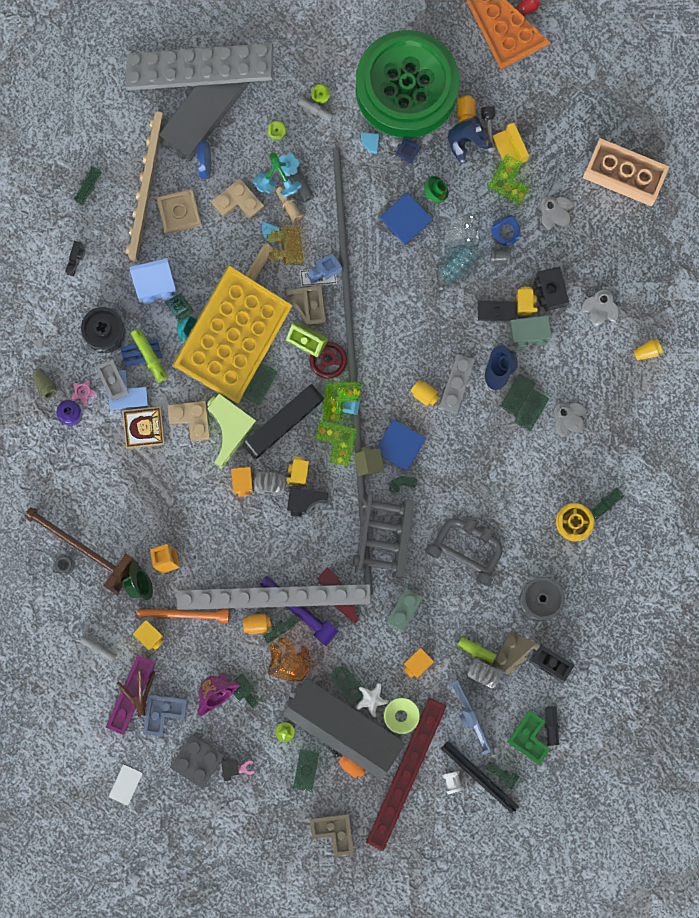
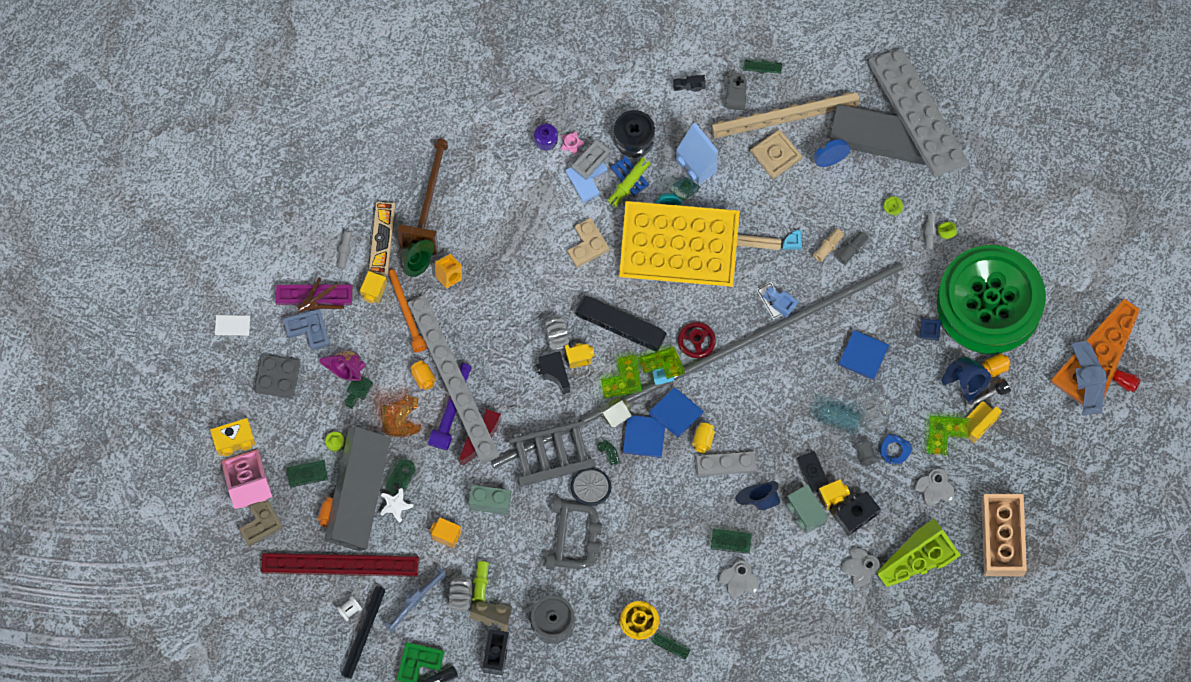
camera: 75 degrees right, 10 degrees down
(44, 385) = (562, 107): olive cone -> none
(59, 561) = (407, 186): dark grey plate -> none
(101, 608) = (382, 238): none -> tile
(107, 221) = (737, 94): none -> dark grey piece
(143, 427) = (561, 206): tile -> none
(232, 768) = (283, 408): pearl dark grey piece -> none
(234, 426) = (594, 282): yellowish green arch -> none
(237, 195) = (814, 198): tan plate -> none
(241, 827) = (233, 437): none -> yellow brick
(242, 481) = (548, 308): light orange brick -> none
(260, 384) = (646, 289): clear green plate -> none
(280, 628) = (427, 398): clear green plate -> none
(286, 167) = (839, 215): medium azure plant -> none
(289, 830) = (246, 479): none -> bright pink slope
(291, 245) = (789, 262): clear yellow plate -> none
(306, 339) = (707, 312): lime slope -> none
(309, 303) = (741, 301): dark tan wing -> none
(370, 141) = (923, 293): medium azure tile -> none
(391, 407) = (676, 412): none -> blue tile
(411, 711) = (388, 527): yellowish green piece -> none
(429, 514) = (590, 486): none -> light grey wheel
(436, 189) = (903, 368): green plate -> none
(503, 775) = (372, 660): clear green piece -> none
(515, 33) = (1091, 377): none -> sand blue plate
(517, 394) = (741, 523): clear green plate -> none
(608, 244) = (921, 552): none -> lime wedge
(648, 350) = (839, 627): yellow cone -> none

